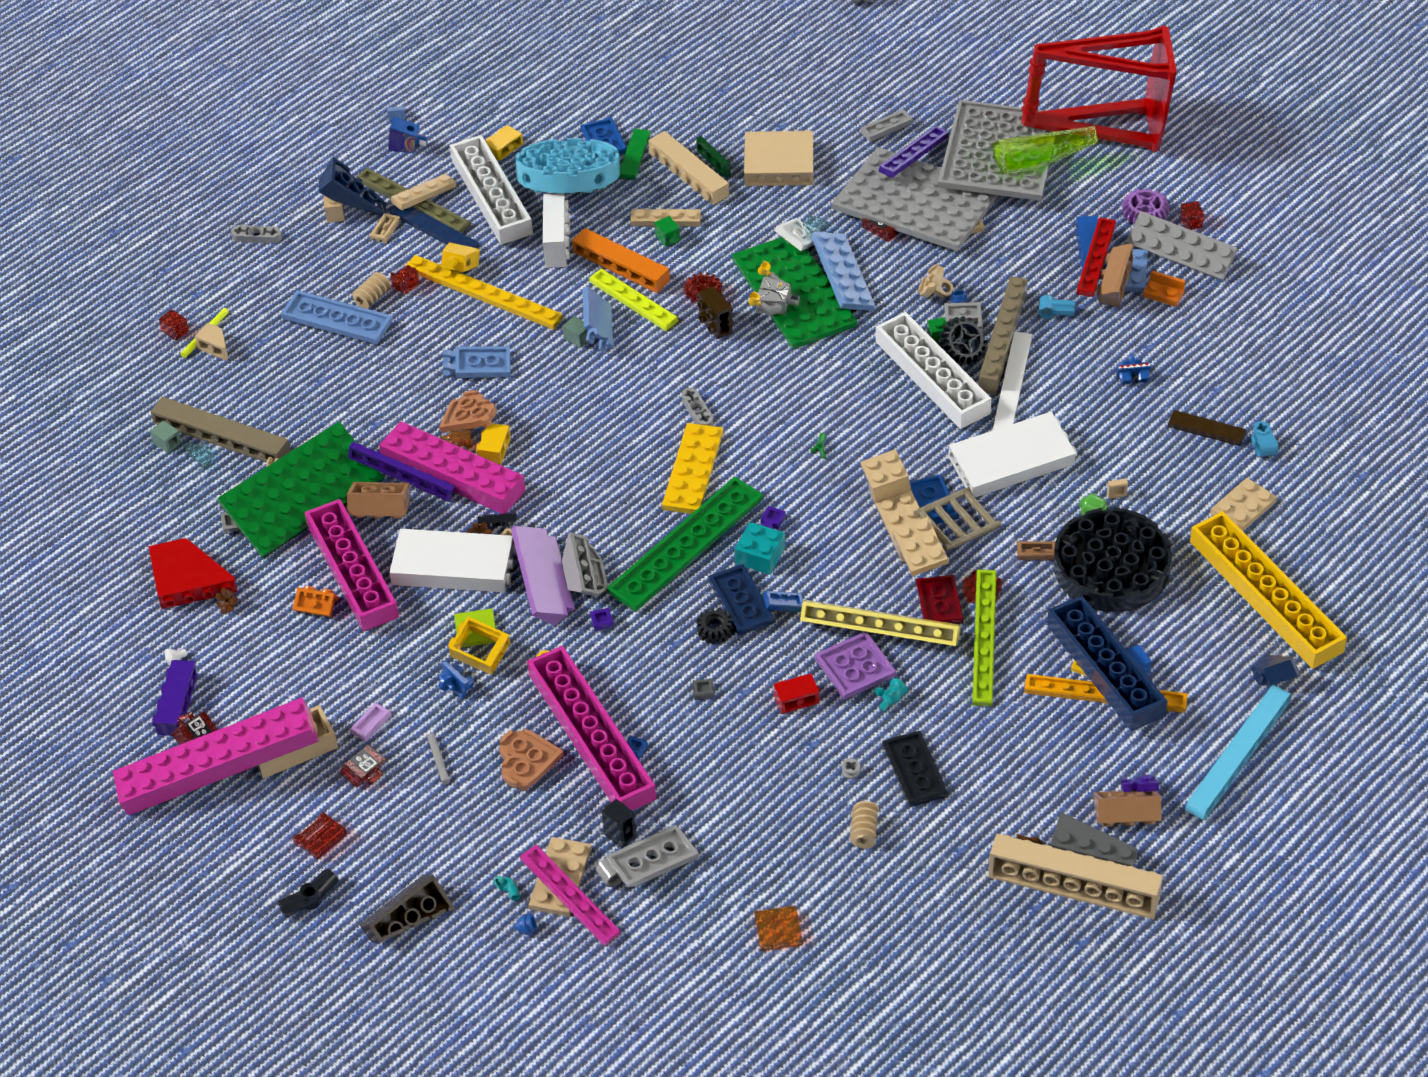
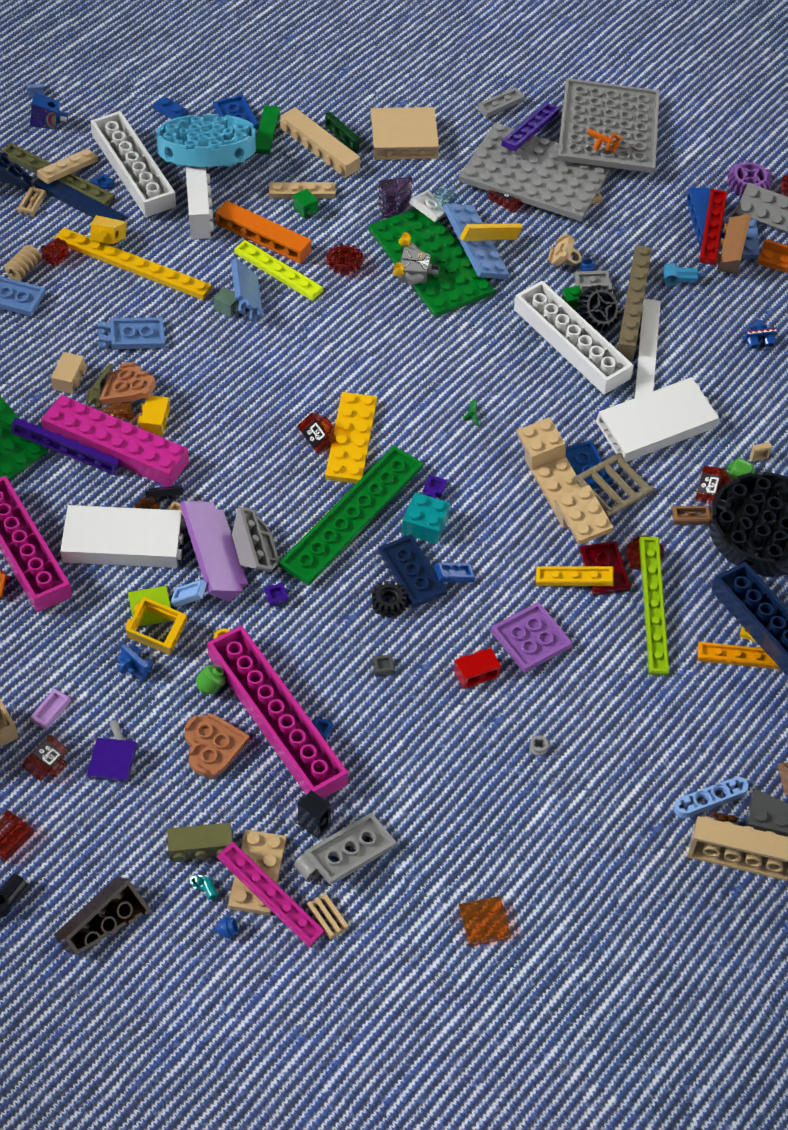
camera: 10 degrees left, 5 degrees up
(378, 499) = (44, 475): medium nougat brick -> none
(410, 400) = (68, 373): none -> tan brick
(427, 769) = (112, 759): none -> dark purple tile
(435, 421) = (94, 391): none -> olive arm
(460, 208) = (103, 182): none -> blue tile
(503, 845) = (198, 841): none -> olive brick
(504, 142) = (142, 117): yellow brick -> none
(513, 615) = (188, 593): none -> light blue tile
(528, 697) = (210, 679): none -> bright green head
(534, 131) = (169, 108): none -> blue plate
(618, 905) = (318, 901): none -> tan tile
(658, 461) = (318, 431): none -> clear red piece
(697, 402) = (349, 371): light grey beam -> none
(715, 312) = (360, 282): dark brown brick -> none
(760, 223) = (394, 196): none -> clear purple slope
(858, 261) = (486, 232): none -> yellow tile
(864, 824) = (559, 806): tan piece -> none
(880, 622) = (552, 593): light yellow brick -> none
(892, 694) = (571, 666): teal piece -> none
(910, 606) = (574, 576): none -> yellow tile
(914, 768) = (601, 744): black tile -> none
(984, 163) = (603, 138): none -> orange arm
(1018, 819) = (712, 799): none -> light blue beam
(1039, 150) = (649, 125): clear neon green wedge -> none
(1059, 516) = (710, 483): none -> piece
(1155, 105) = (752, 76): red piece -> none

